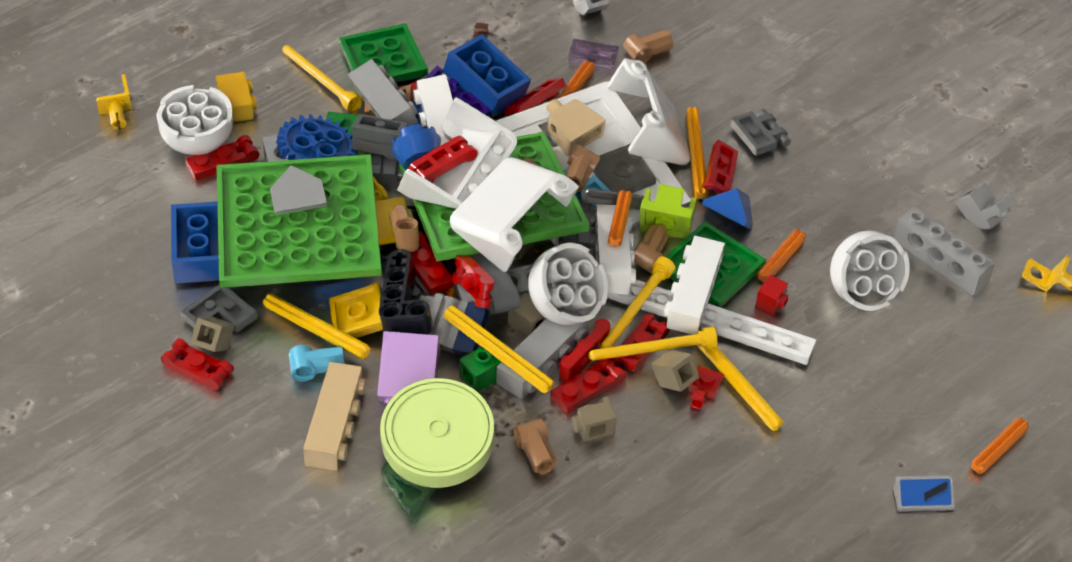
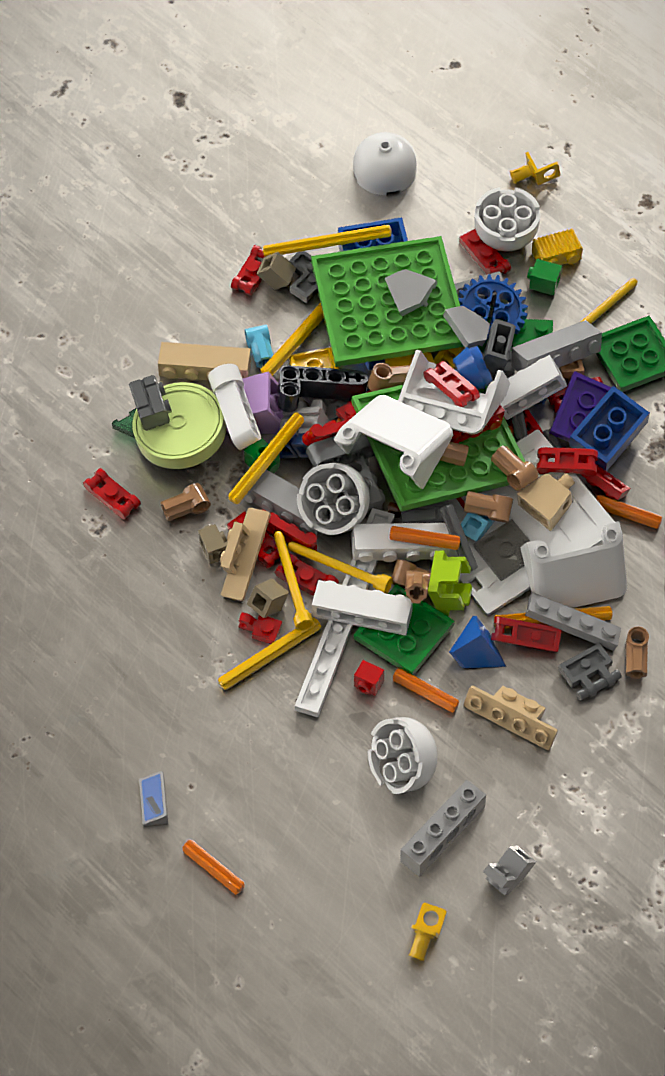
camera: 90 degrees right, 10 degrees up
(68, 227) = (385, 163): none -> white cylinder
(192, 272) = (328, 240): none -> yellow axle
(273, 106) = (544, 276): none -> green brick
(354, 153) = (467, 325): none -> light grey slope
(400, 370) = (230, 392): none -> white beam
(414, 446) = (149, 402): none -> dark grey brick
(512, 521) = (111, 494): none -> red plate
(529, 104) = (567, 460): none -> red plate
(548, 132) = (518, 472): none -> medium nougat piece
(616, 386) = (242, 552): none -> tan bracket
(673, 231) = (417, 585): none -> medium nougat piece
(710, 130) = (573, 621): none -> light grey plate
(733, 93) = (636, 653): none -> medium nougat piece
(809, 189) = (513, 713): none -> tan bracket

